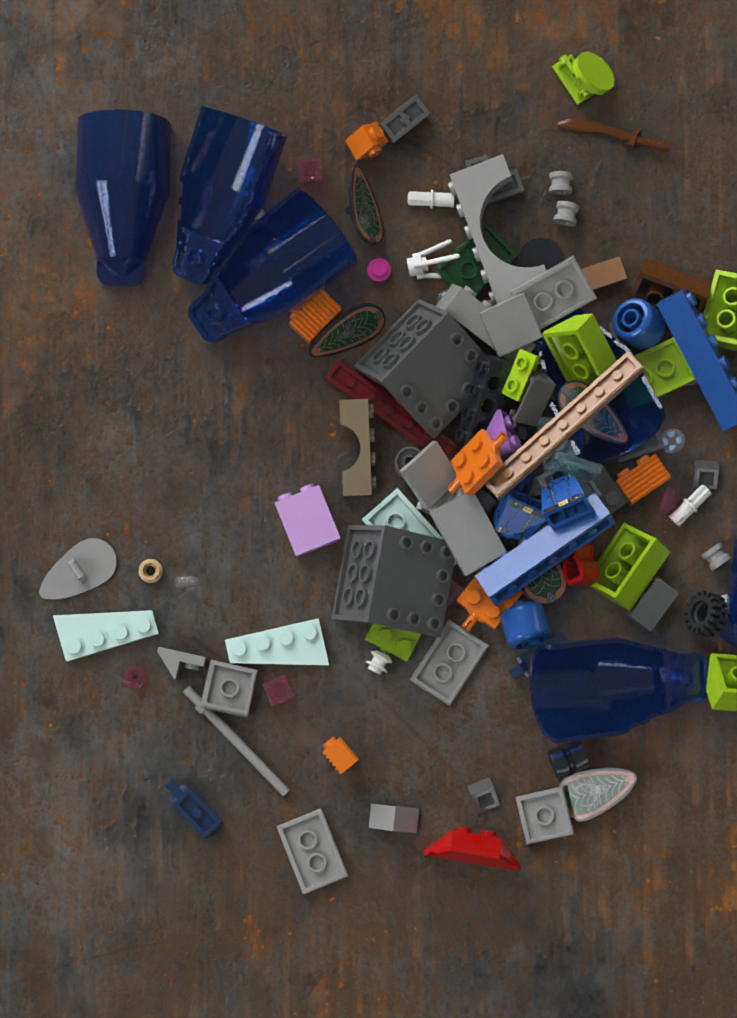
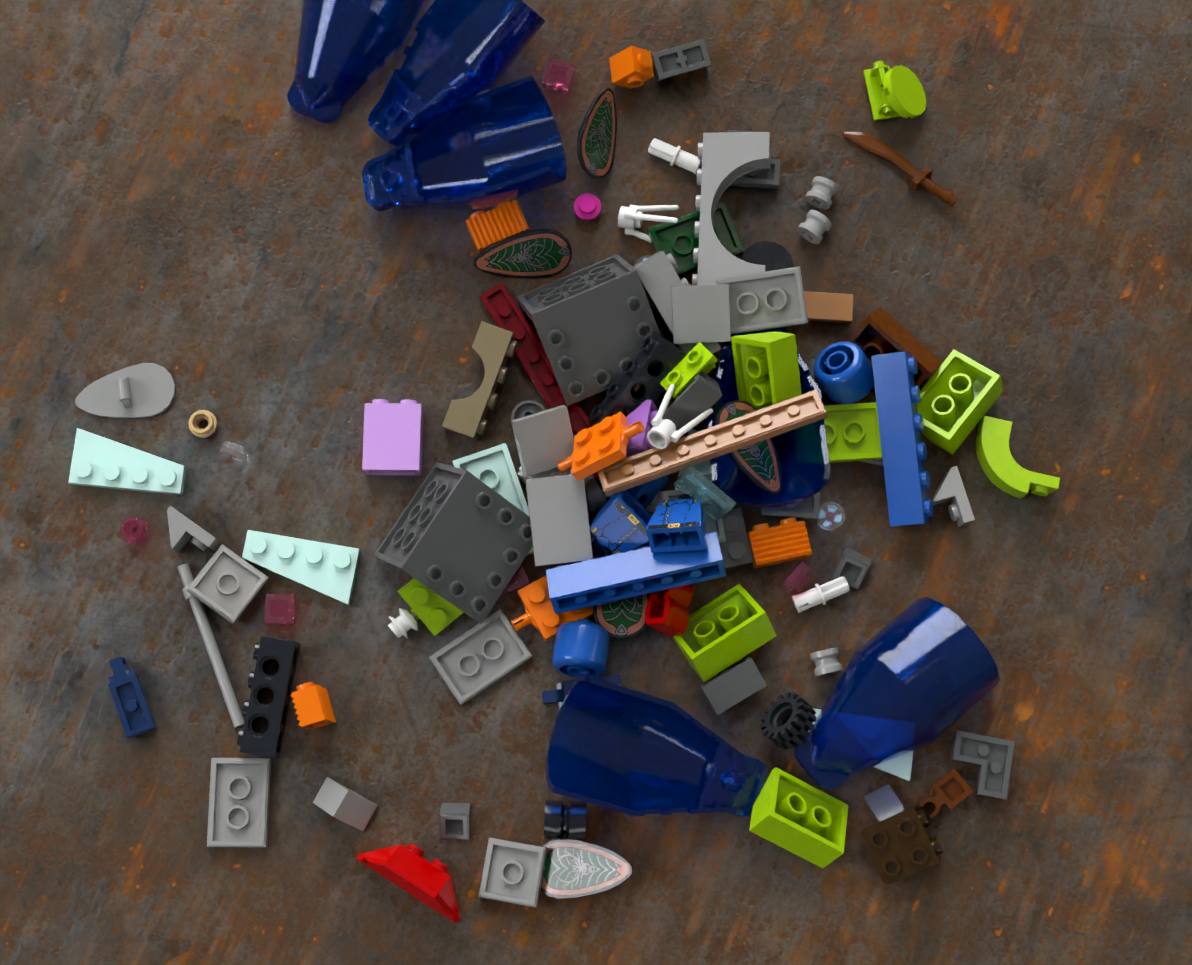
camera: 25 degrees right, 5 degrees down
(298, 723) = (276, 712): none -> black brick
(523, 430) = (665, 430): none -> white plant

